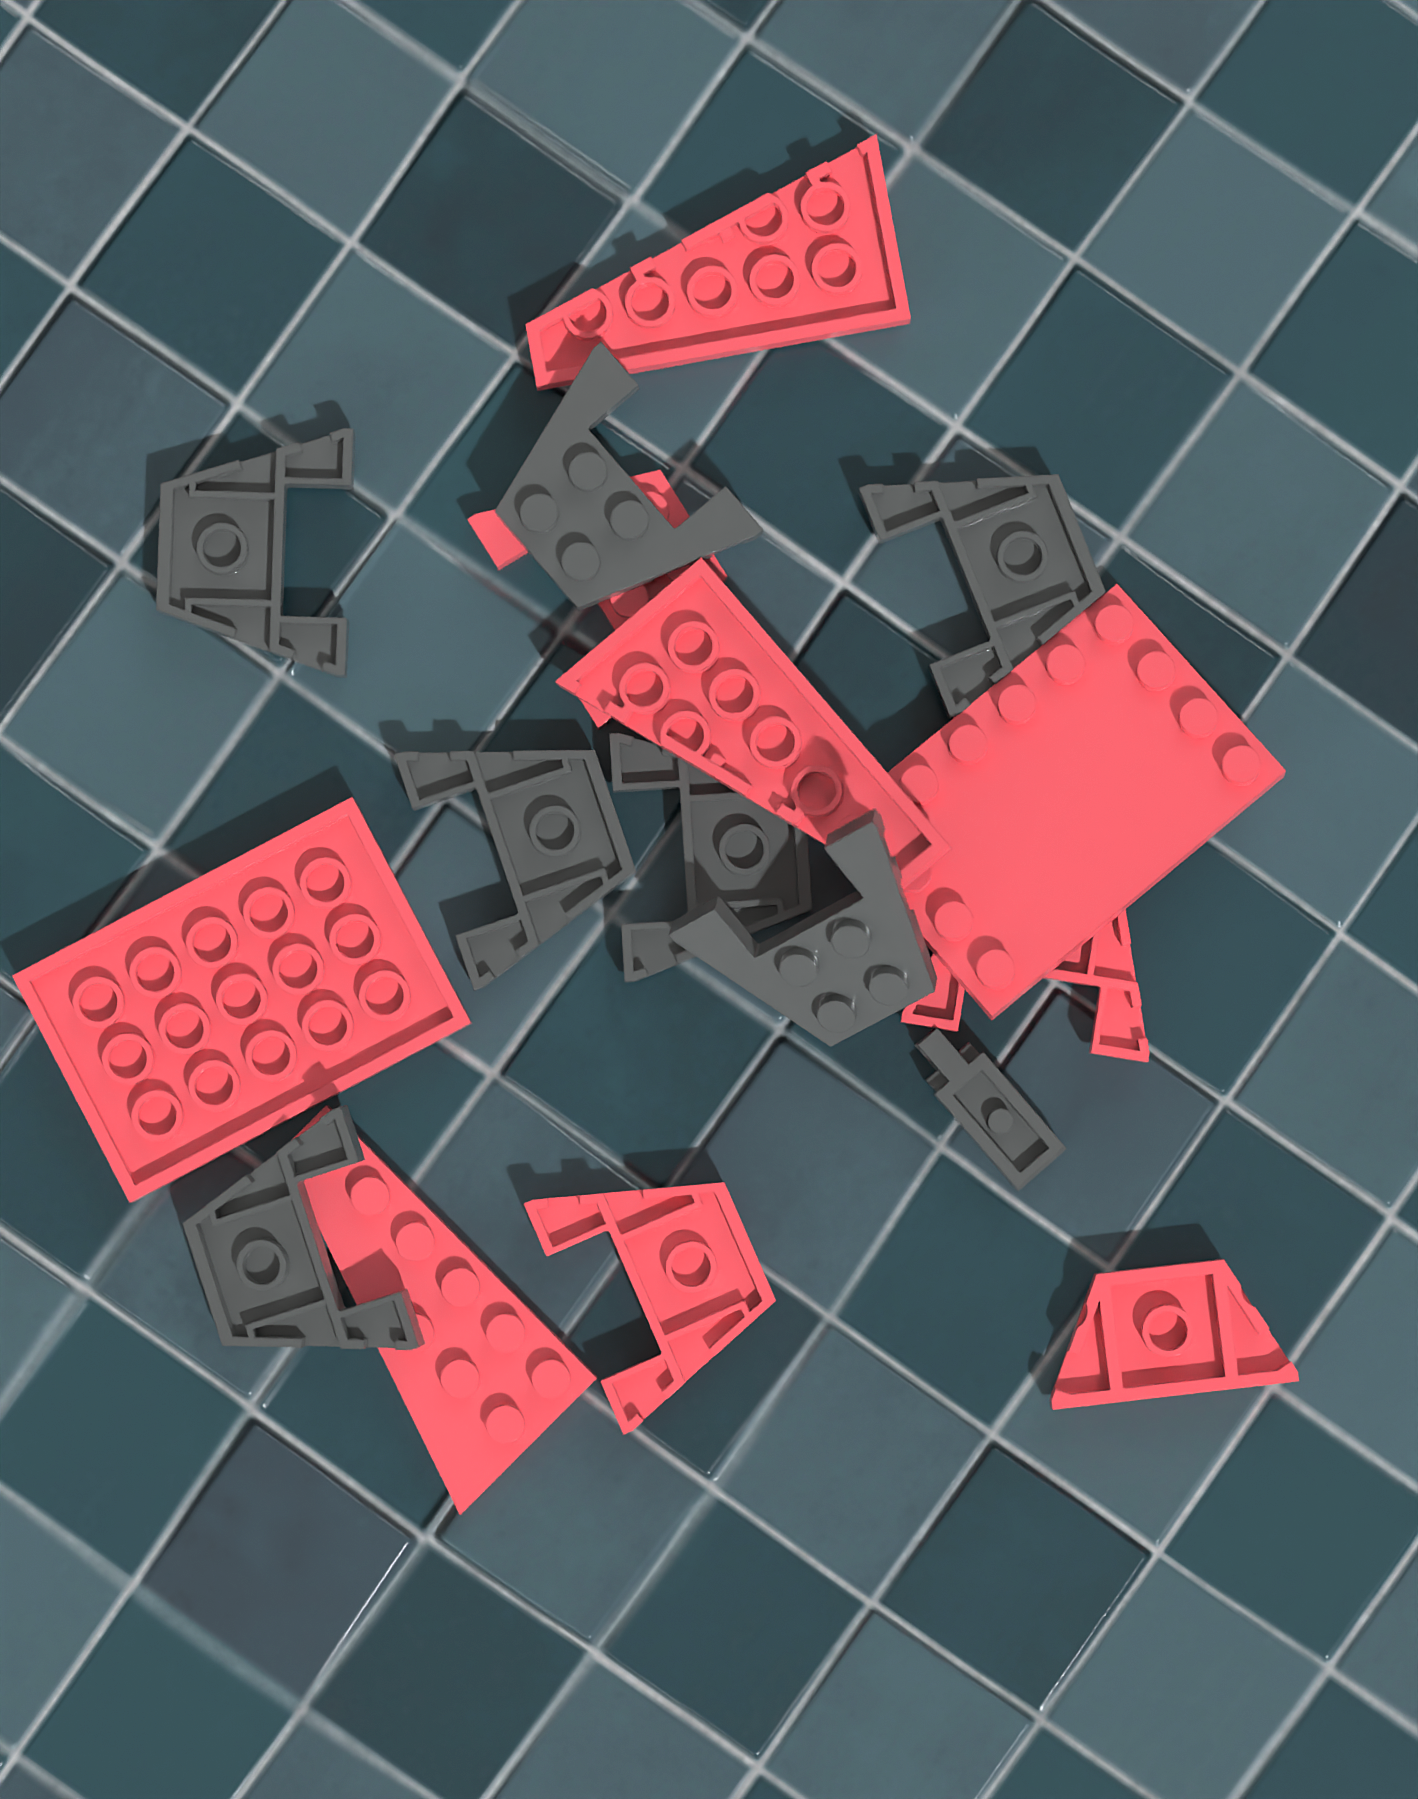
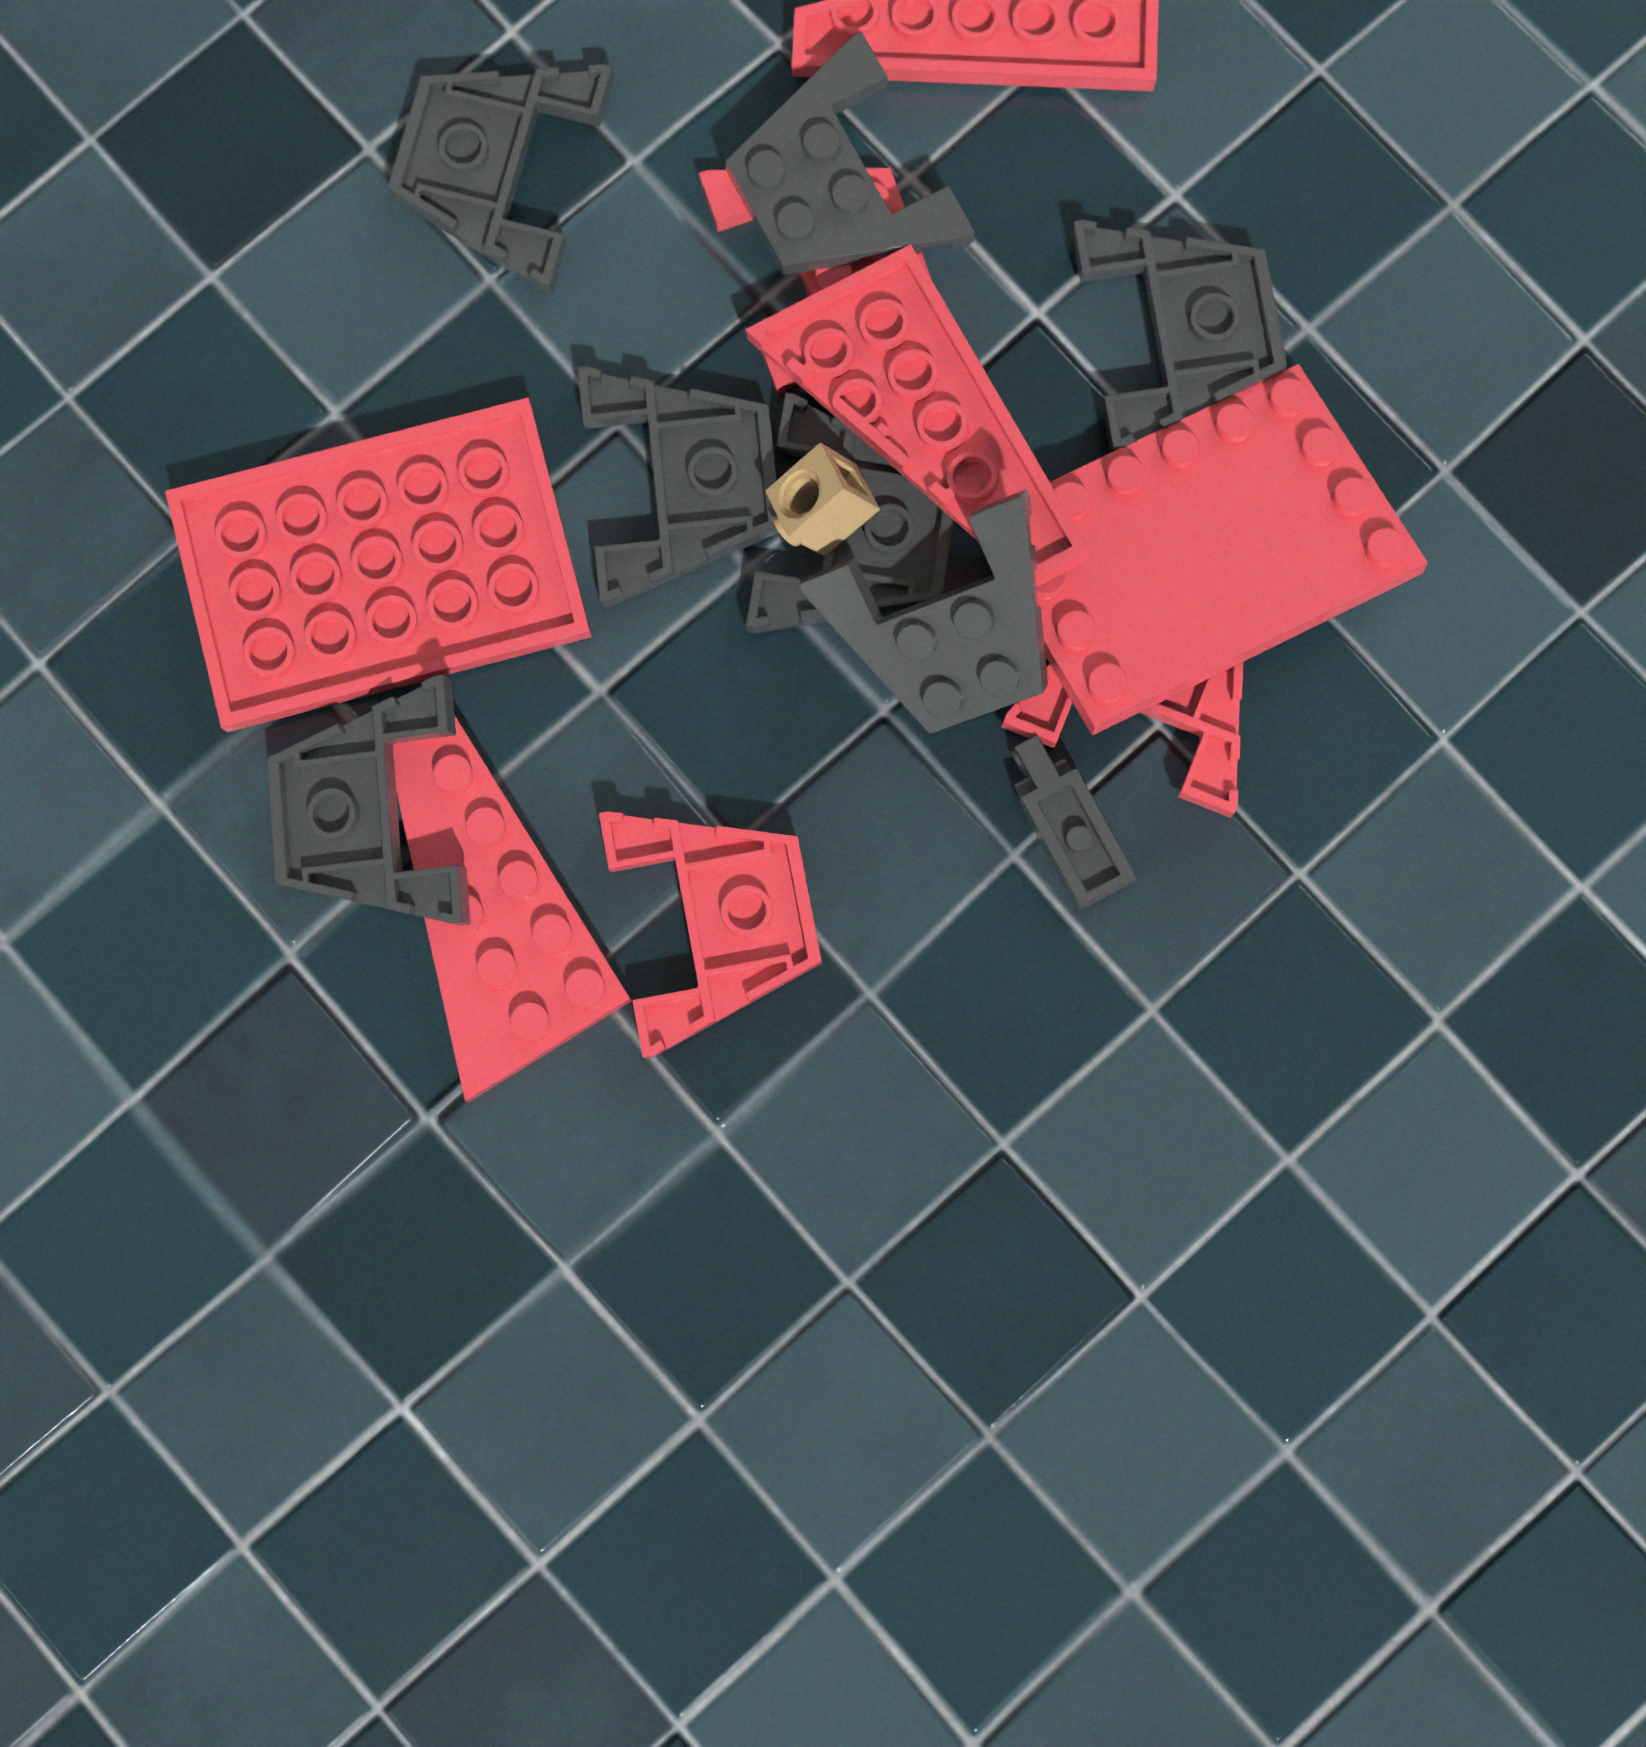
camera: 10 degrees right, 5 degrees down
(693, 838) = (821, 500): none -> tan brick
(1167, 1336) = (1196, 1084): coral wing -> none

